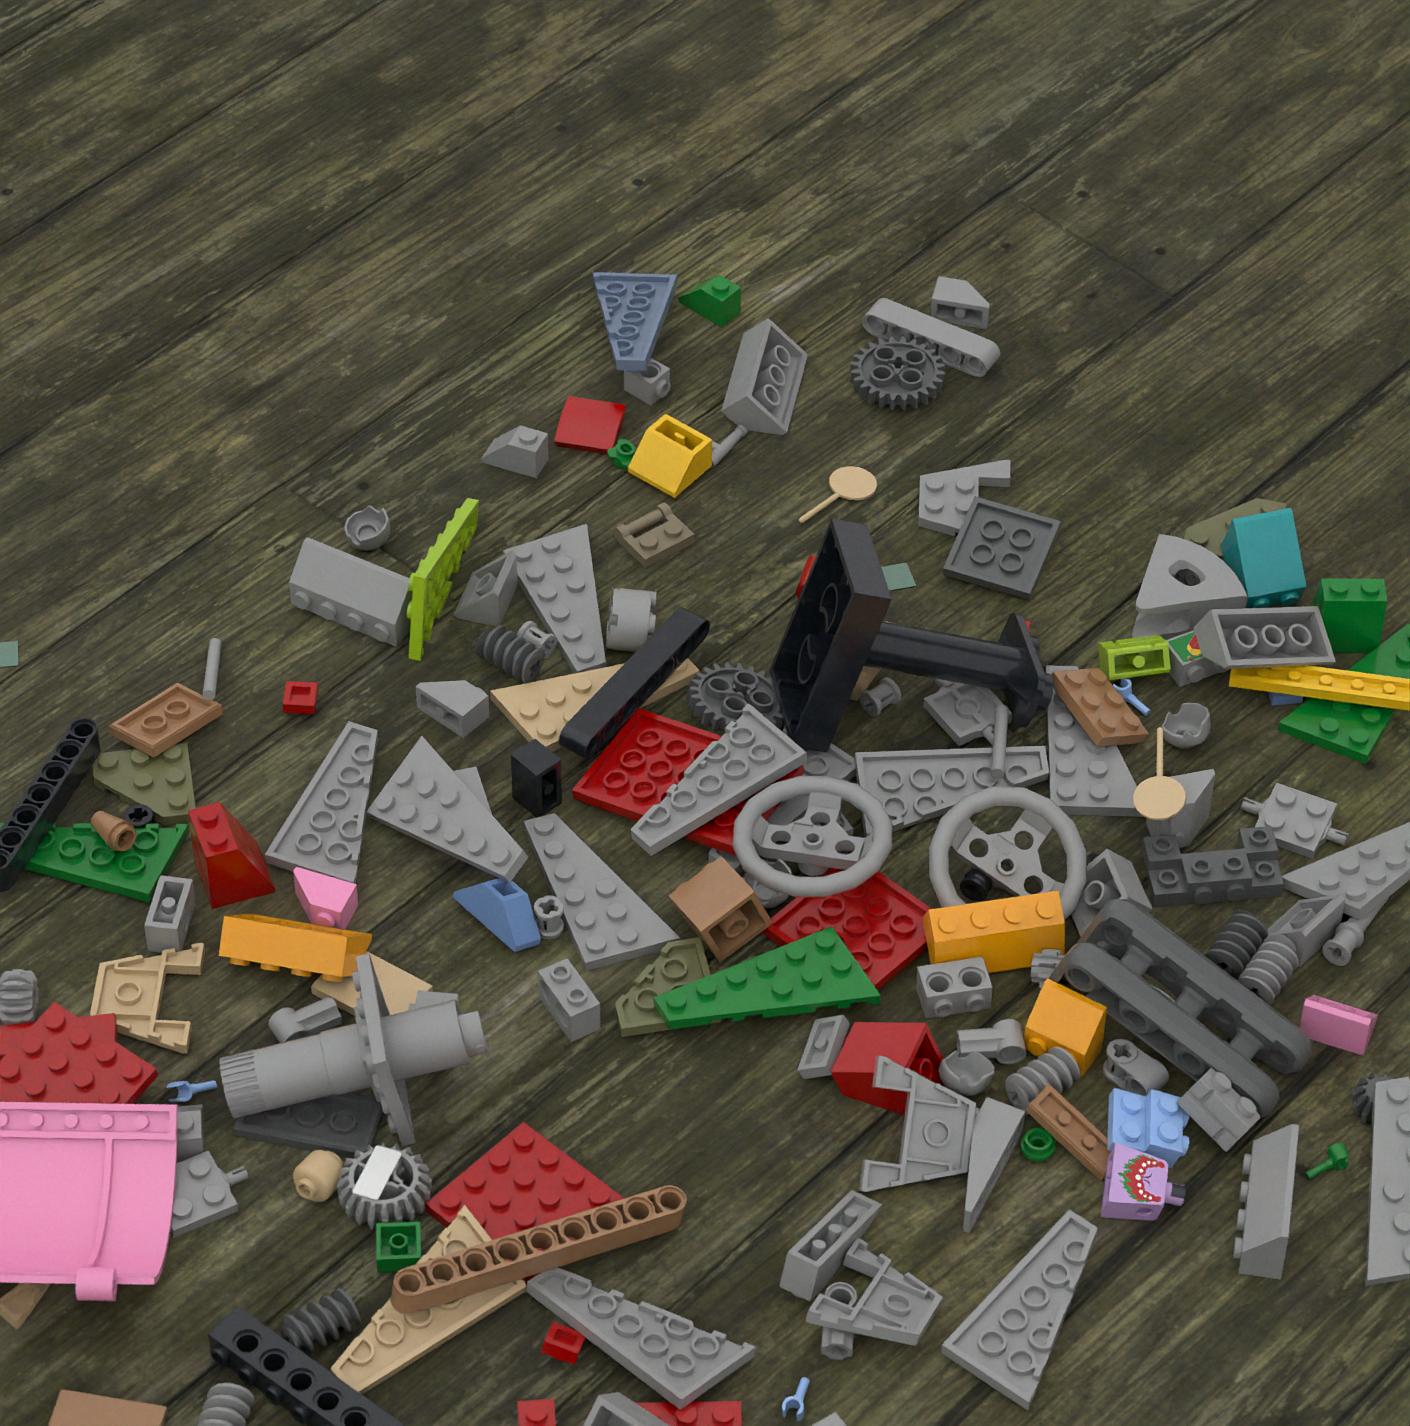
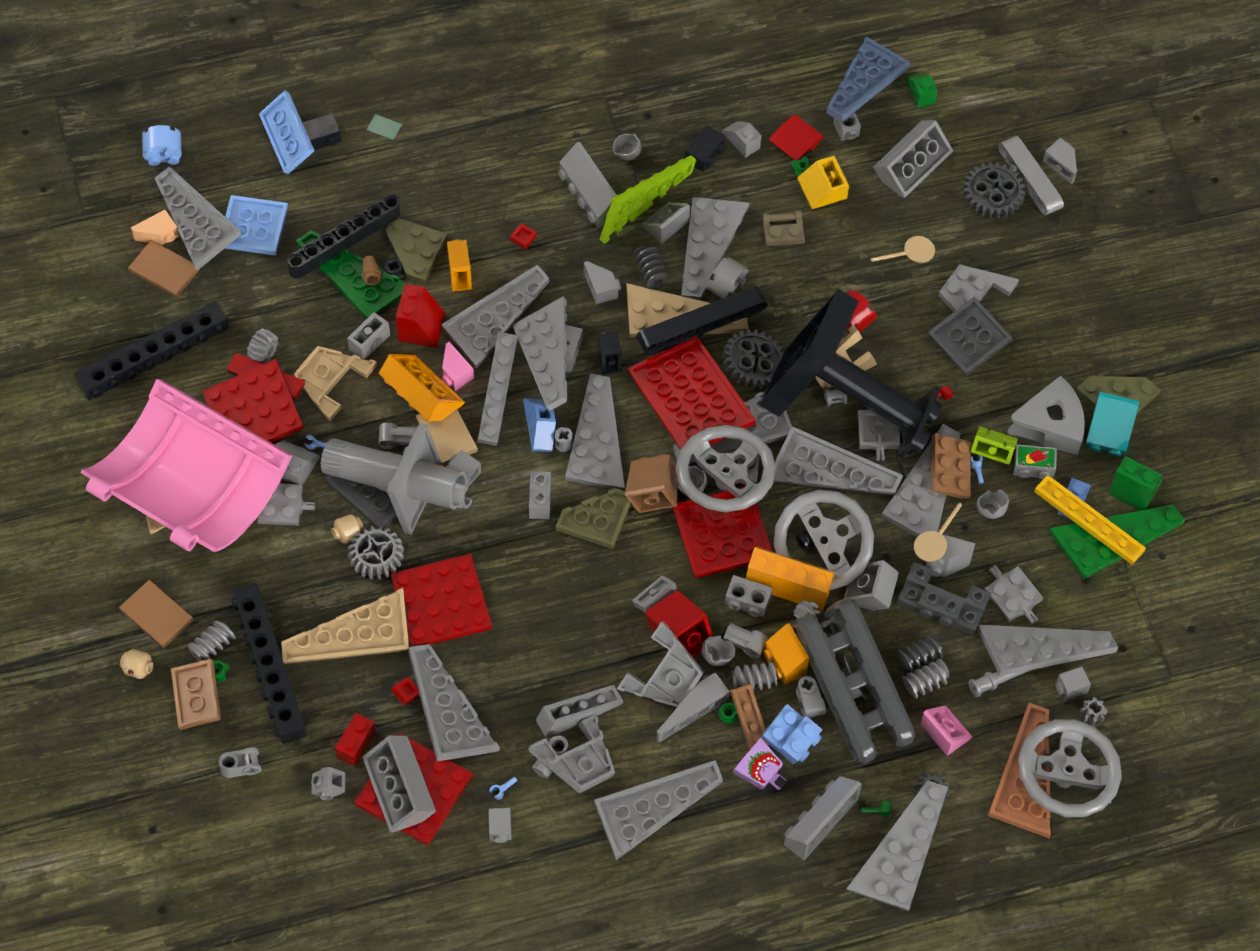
camera: 30 degrees right, 15 degrees up
(165, 720) = (443, 214): medium nougat tile -> none
(212, 667) = (487, 195): light grey bar -> none
(237, 769) = (459, 265): none -> light orange slope
(320, 1320) = (292, 613): dark grey piece -> none
(376, 1172) = (372, 544): white sticker -> none
(397, 1245) = (360, 590): green piece -> none
(406, 898) = (497, 388): none -> light grey plate
(479, 481) = (706, 148): none -> black brick
(527, 1259) = (415, 626): medium nougat beam -> none
(539, 638) = (670, 268): light grey bush -> none
(723, 775) = (706, 405): light grey wing -> none
(726, 445) = (857, 190): light grey piece -> none
(777, 983) = (653, 544): green wing -> none
(898, 576) = (896, 321): sand green sticker -> none
(999, 742) = (877, 460): light grey bar -> none
(1219, 1109) = (834, 747): light grey brick -> none
(1264, 637) = (1069, 476): light grey slope -> none
(1310, 924) = (968, 663): light grey slope -> none

